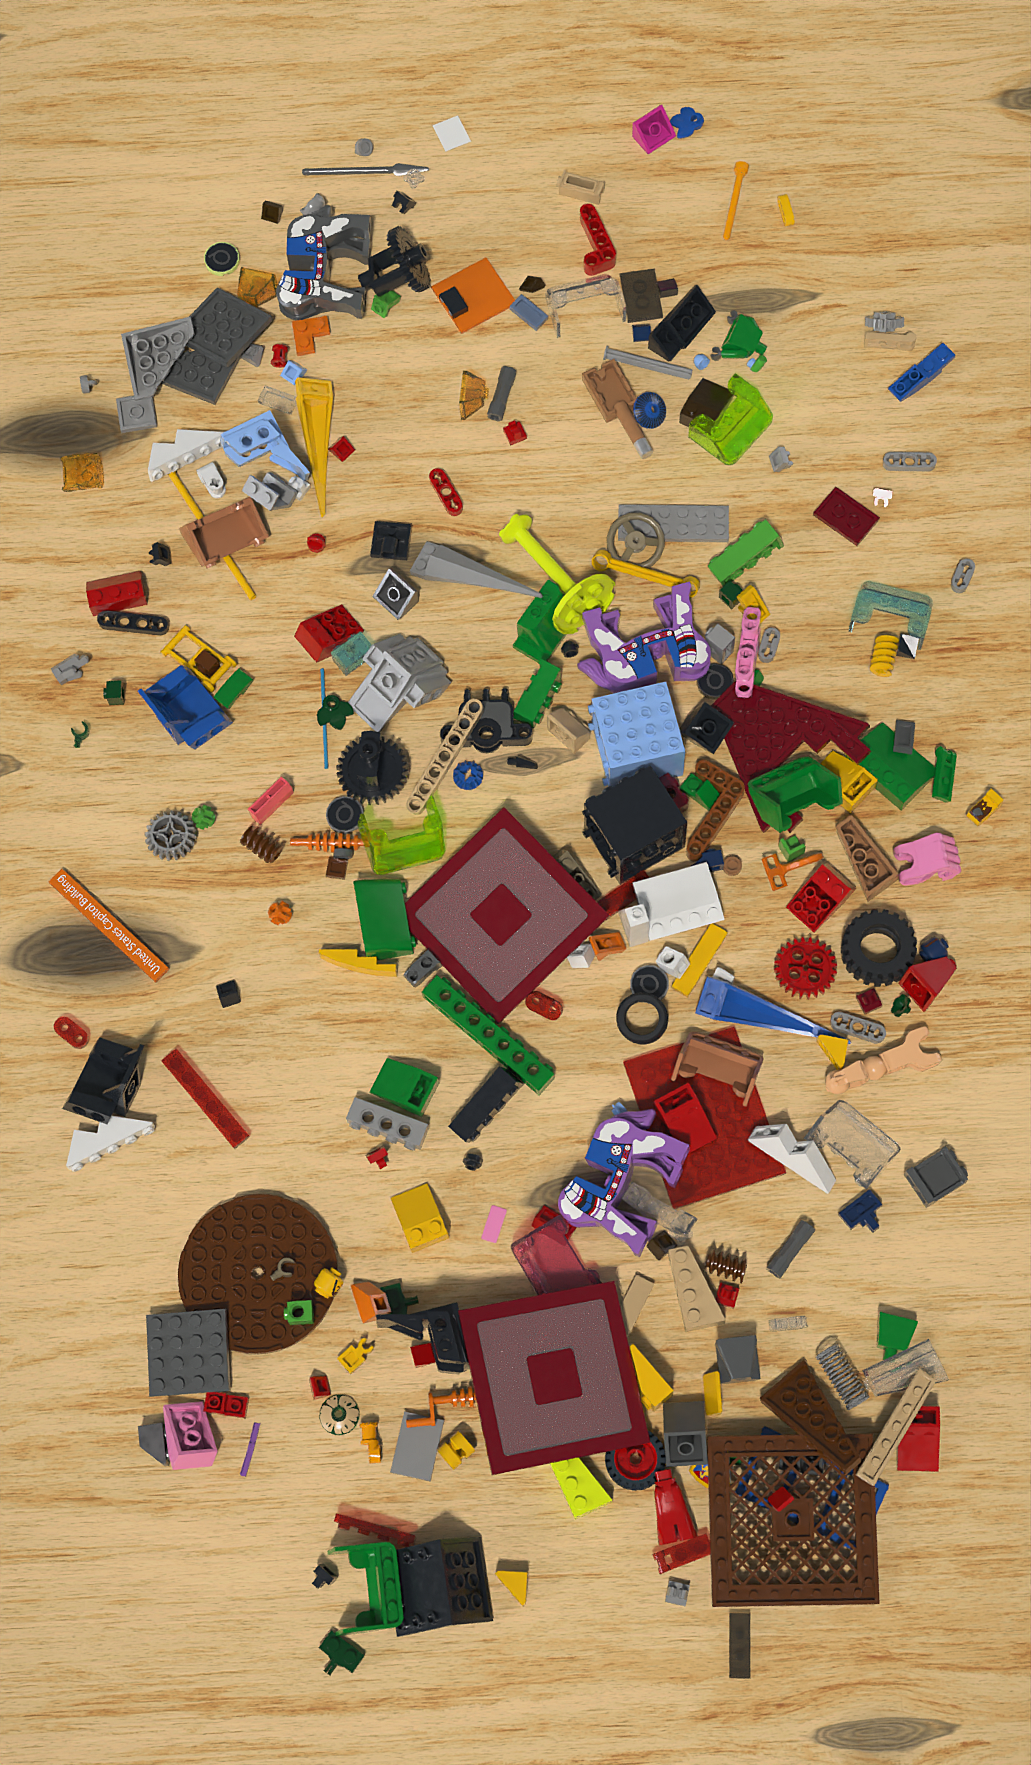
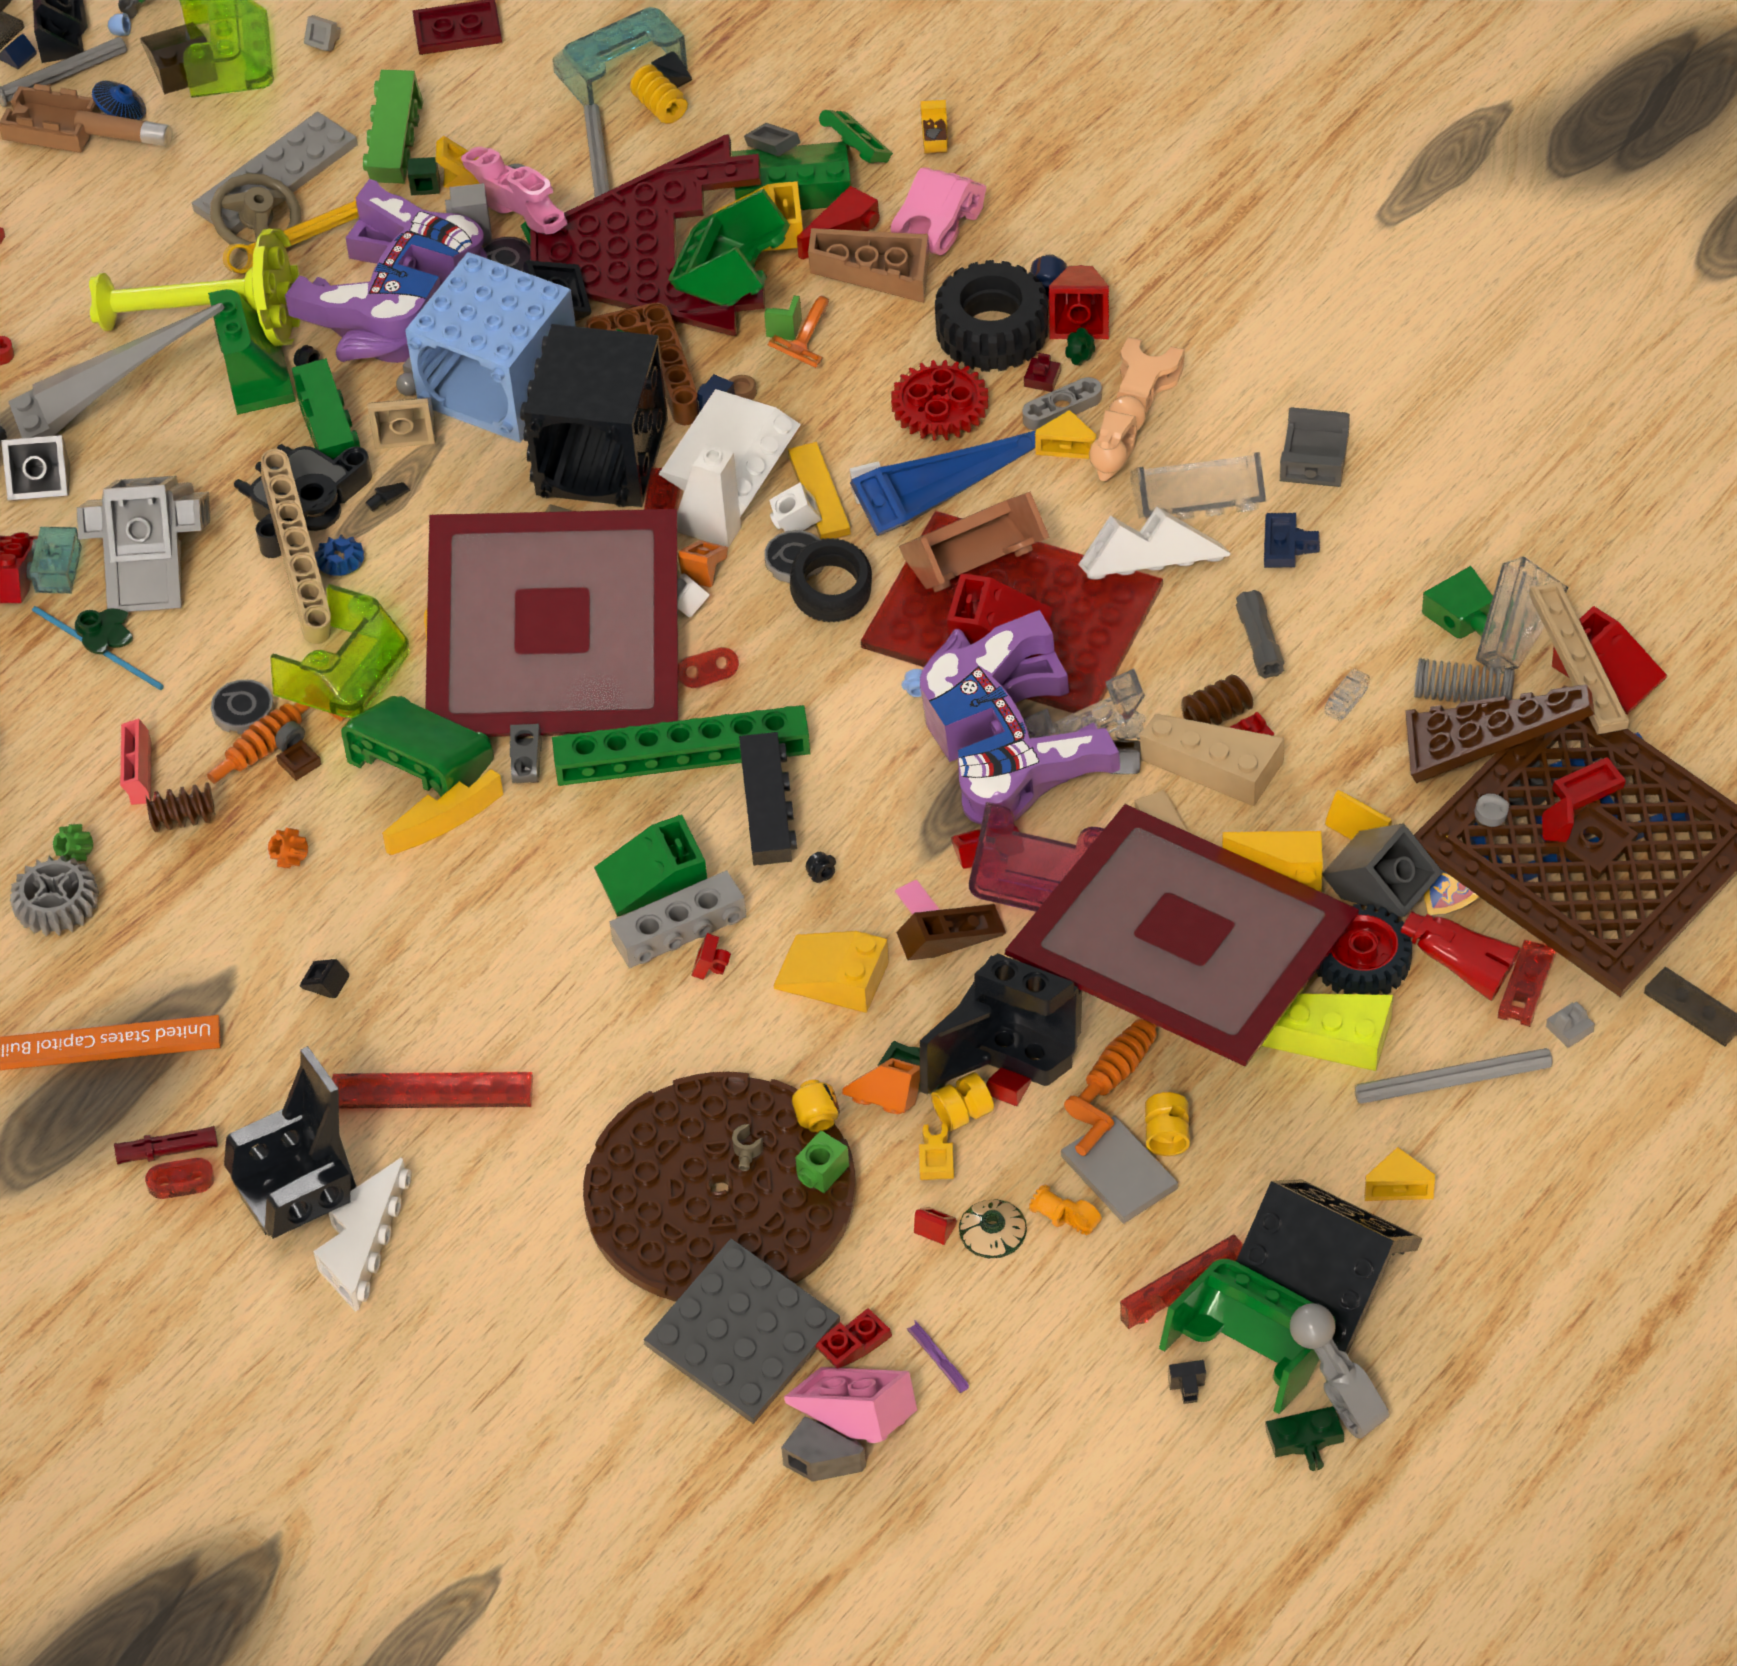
camera: 50 degrees left, 20 degrees down
(65, 997) = (165, 1145): none -> dark red pin
(371, 1663) = (1346, 1381): none -> light grey beam
(372, 768) = (220, 622): black piece -> none
(384, 1341) = (965, 1100): none -> yellow wheel
(484, 1255) = (948, 930): none -> reddish brown slope
(598, 1560) = (1453, 1075): none -> light grey axle
(737, 1359) = (1340, 762): dark grey piece -> none
(758, 1462) = (1491, 810): none -> light grey tile
(819, 663) = (596, 149): none -> light grey axle
(819, 1495) = (1590, 783): none -> red tile
(820, 897) = (872, 330): red slope -> none
(880, 819) = (849, 211): none -> red slope

